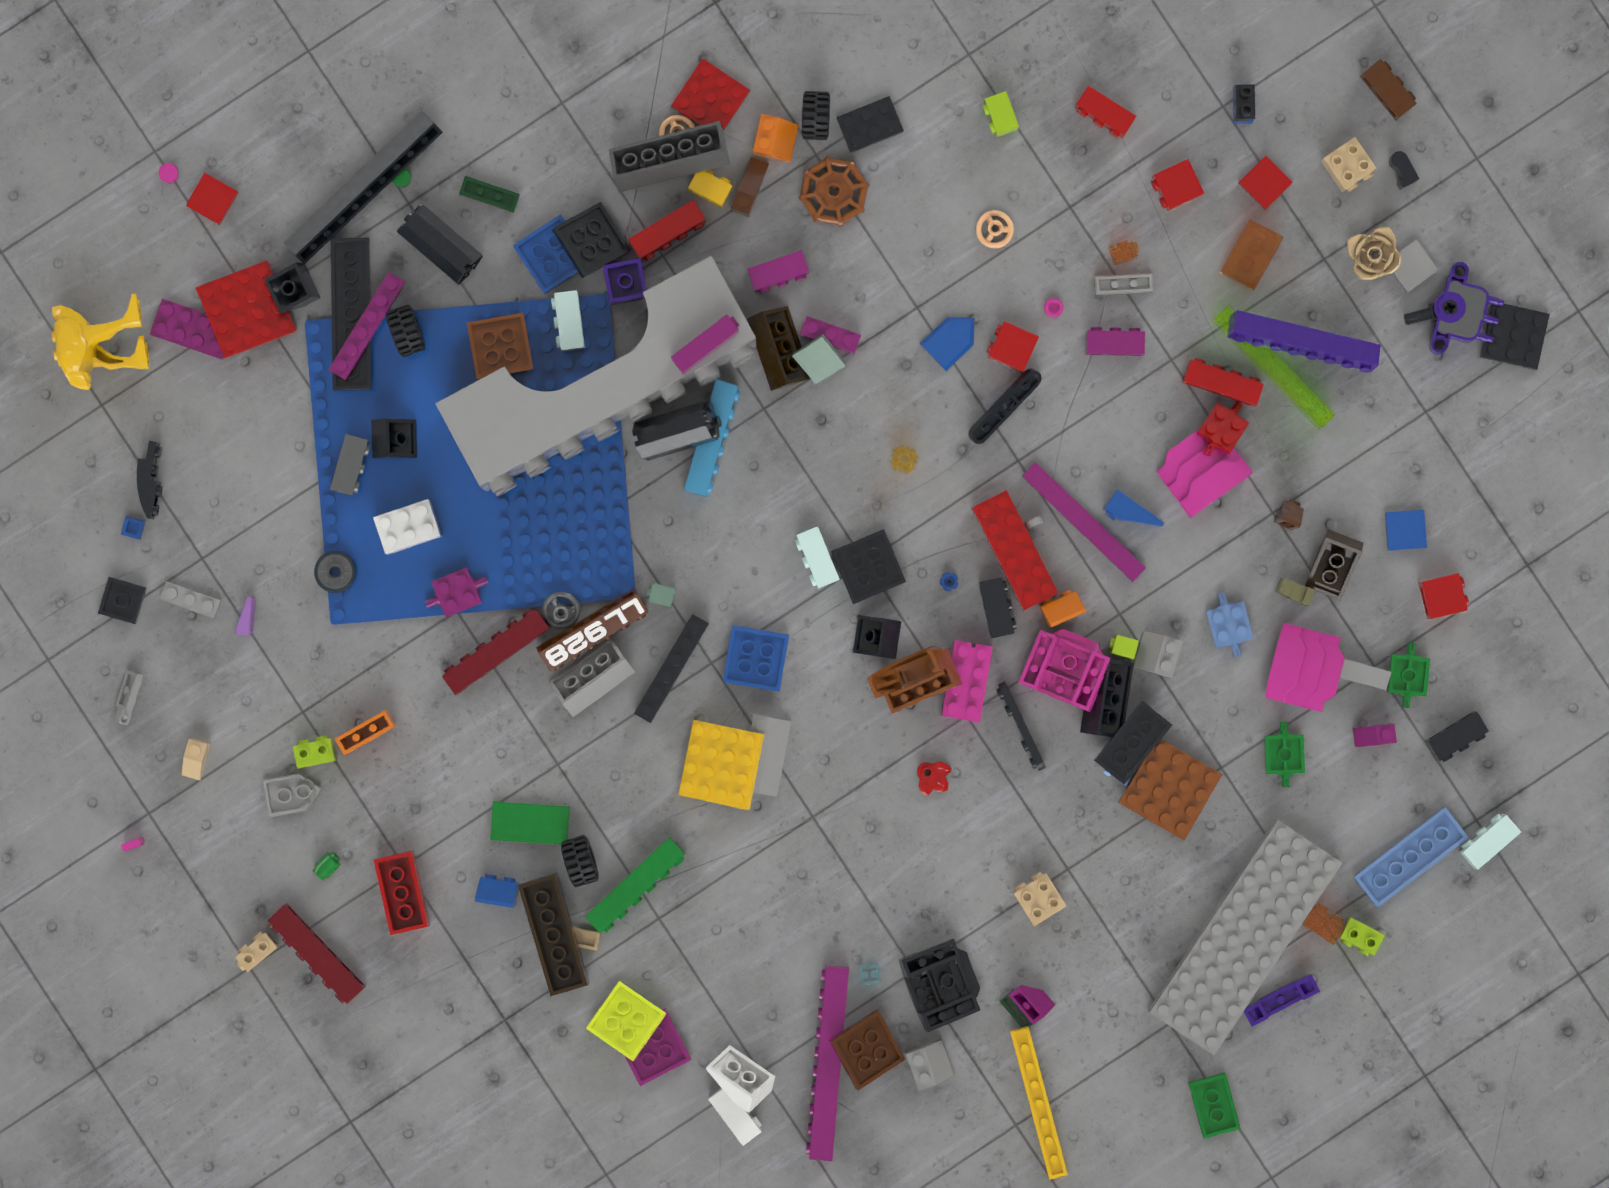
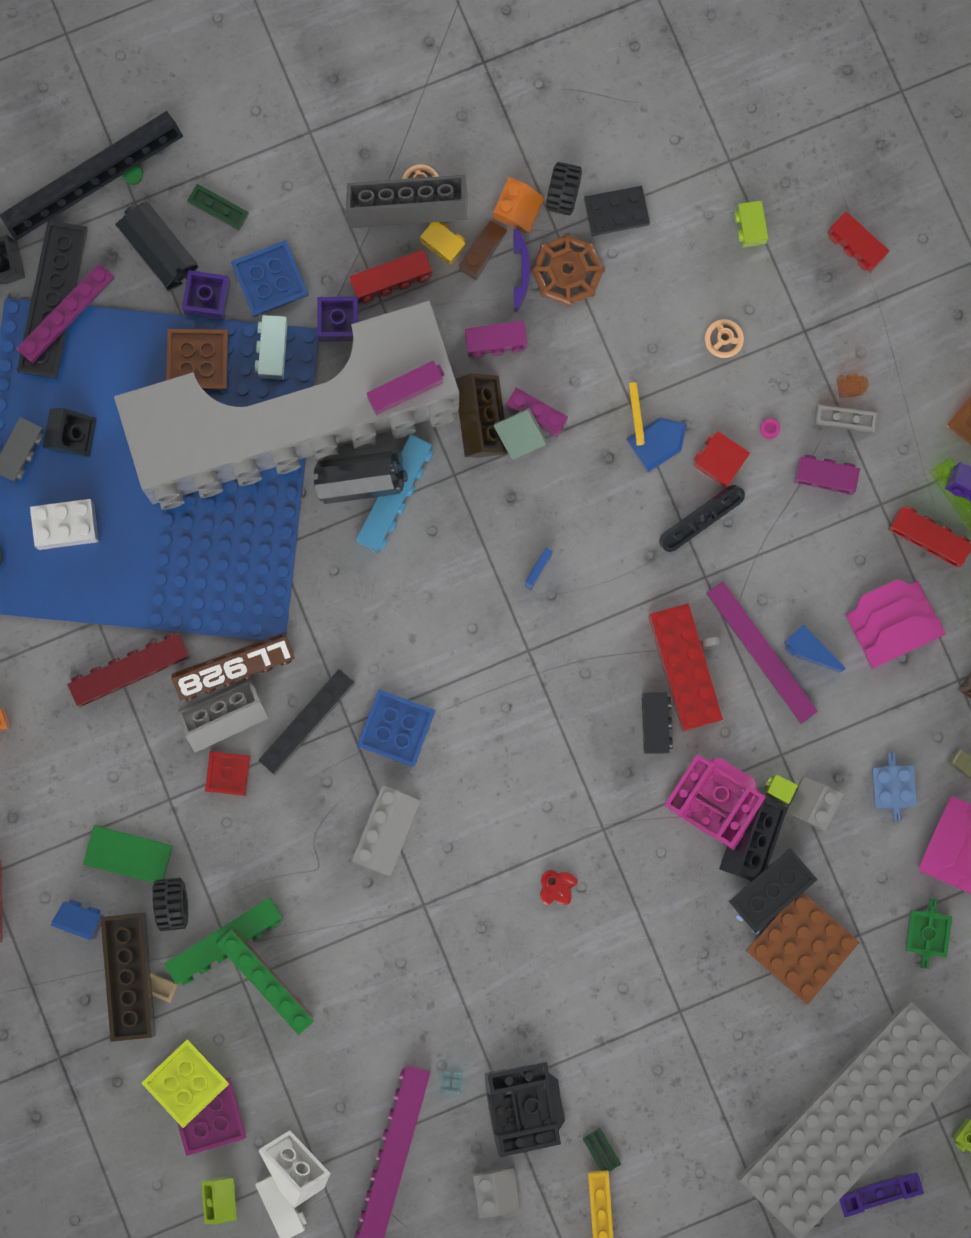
camera: 10 degrees right, 5 degrees down
(405, 330) = (103, 324): black tyre -> none
(456, 592) = (101, 601): magenta plate -> none
(496, 282) = (206, 295): none -> dark purple brick
(558, 616) = (201, 646): dark grey piece -> none
(591, 240) = (311, 270): black plate -> none
(607, 730) = (227, 773): none -> red tile
(661, 594) = (311, 644): sand green brick -> none
(678, 1119) = (218, 1200): none -> lime brick
(680, 913) = (265, 980): none -> green brick
(710, 96) = (461, 151): red plate -> none
(721, 764) = (338, 831): yellow plate -> none
(783, 178) = (520, 247): none -> dark purple slope
(816, 558) = (479, 636): light aqua brick -> none
(860, 484) = (538, 568): none -> blue tile
(867, 1050) = (433, 1163): reddish brown plate -> none
(868, 566) = (530, 655): black plate -> none
(877, 636) = (526, 729): black slope -> none
(896, 461) = (585, 559): clear yellow brick -> none
(925, 318) = (636, 413): none -> yellow tile
(925, 675) = (568, 779): dark orange piece -> none
(948, 576) = (616, 687): blue plate -> none
(972, 665) = (610, 793): dark pink piece -> none
(1012, 710) = (652, 833): black piece -> none
(1032, 1002) = (617, 1146): magenta slope -> none
(1039, 898) = (644, 1036): tan brick -> none
(1062, 609) = (723, 737): orange slope -> none
(1177, 185) = (918, 329): red piece -> none
(1223, 428) = (923, 583): red plate -> none
(1324, 924) = (940, 1122): clear orange brick -> none

